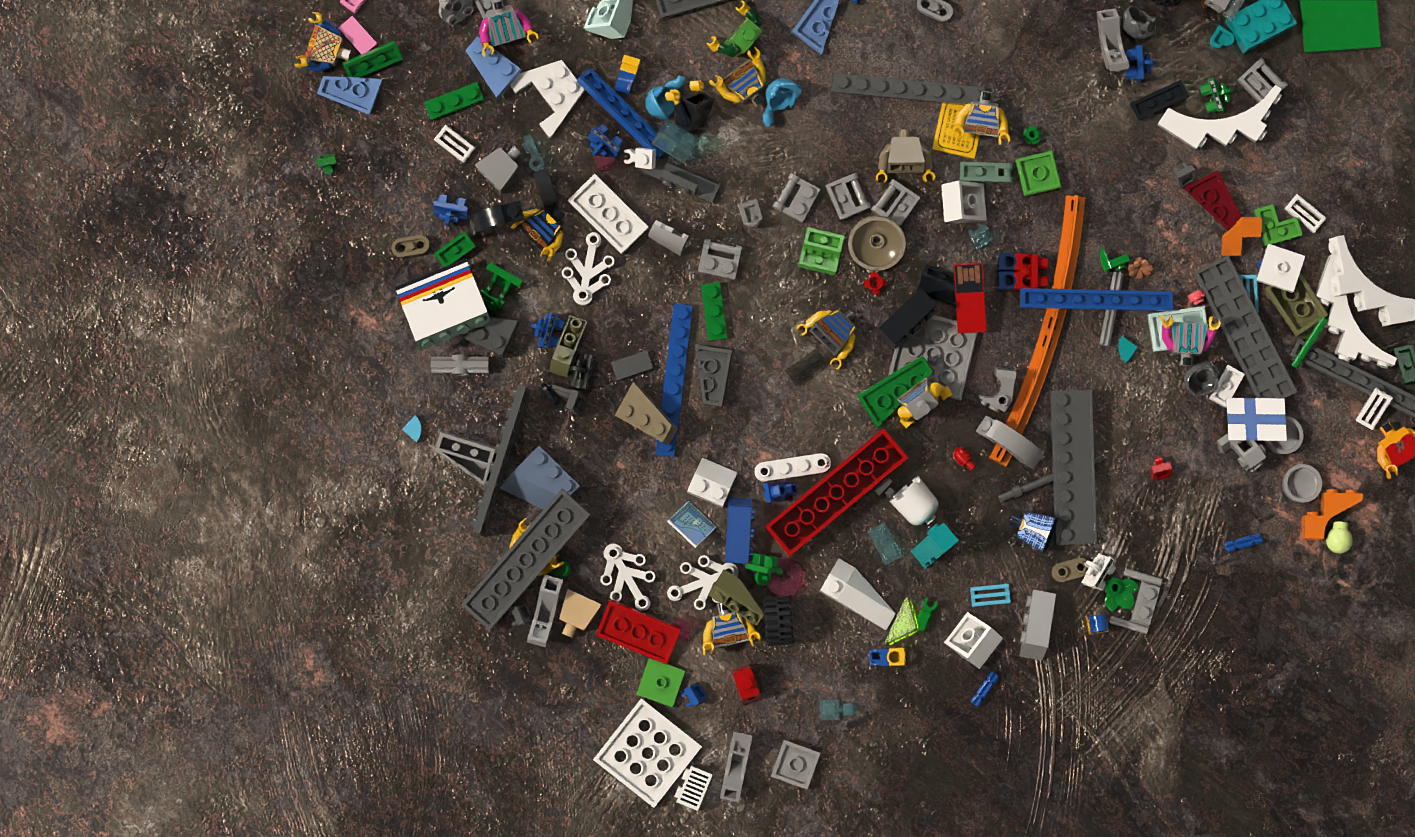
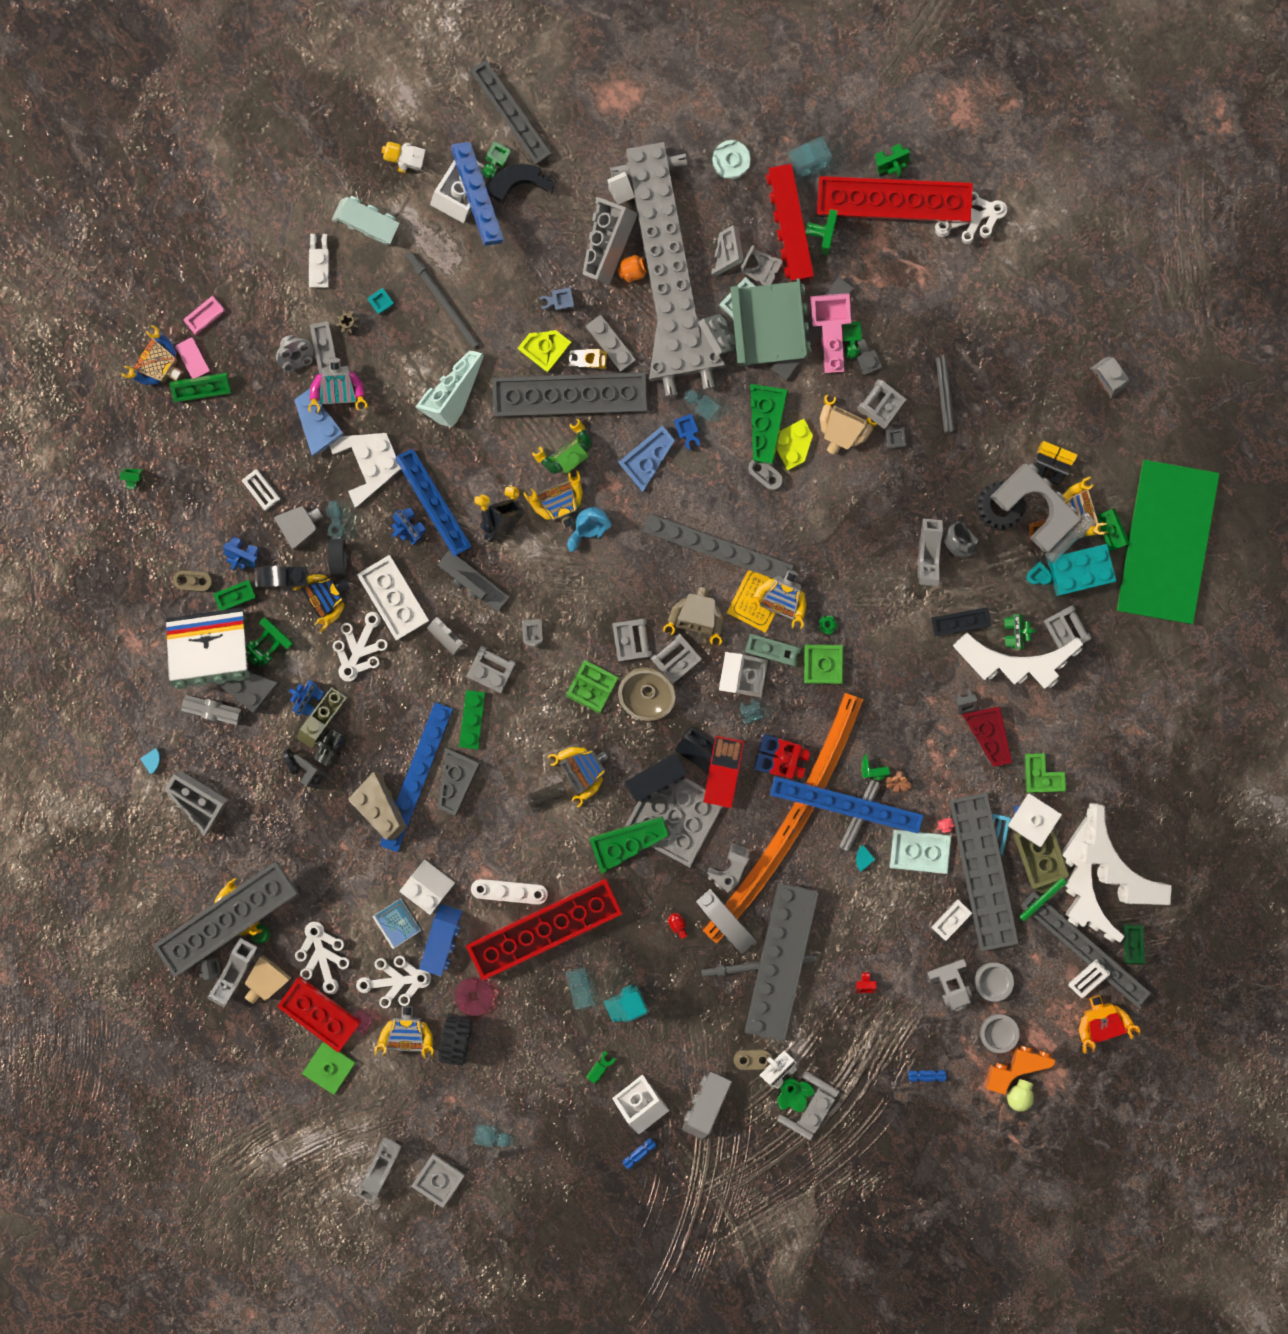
camera: 20 degrees right, 5 degrees up
(351, 91) = (172, 413): medium blue wing -> none
(453, 101) = (270, 447): green plate -> none
(502, 453) = (230, 809): dark grey plate -> none
(539, 480) = (262, 842): sand blue wedge -> none
(604, 162) = (401, 546): clear pink slope -> none
(618, 742) = (300, 1119): white piece -> none
(627, 74) = (446, 464): leg -> none
(631, 365) = (379, 752): dark grey tile -> none
(642, 157) = (440, 551): white plate -> none
(656, 101) = (466, 497): dark azure piece -> none
(675, 141) = (475, 543): clear light blue brick -> none
(693, 788) = (334, 1178): white brick -> none
(695, 694) = (358, 1088): blue tile -> none
(735, 596) = (418, 1003): olive slope -> none
(746, 684) = (409, 1090): red torso -> none
(764, 566) = (455, 984): green hips -> none
(779, 491) = (489, 913): blue hips -> none
(802, 201) = (586, 632): light grey plate -> none
(854, 592) = (537, 1028): white wedge -> none
(875, 278) = (641, 732): red plate -> none
(884, 488) = (593, 935): dark grey tile -> none
(887, 657) = (553, 1100): leg -> none
(904, 624) = (578, 1071): clear neon green tile -> none
(916, 503) = (618, 958): white cylinder -> none
(920, 401) = (649, 861): torso -> none
(991, 587) = (674, 1065): medium azure tile -> none
(1035, 529) = (728, 1012): torso -> none
(1097, 624) = (764, 1120): blue leg -> none
(1137, 72) = (947, 588): blue hips -> none
(1188, 338) = (925, 865): torso -> none
(1201, 378) = (928, 906): dark grey hair -> none
(1243, 228) = (1011, 770): orange tile -> none
(1256, 419) = (971, 961): white sticker -> none
(1292, 204) = (1068, 774): white tile -> none

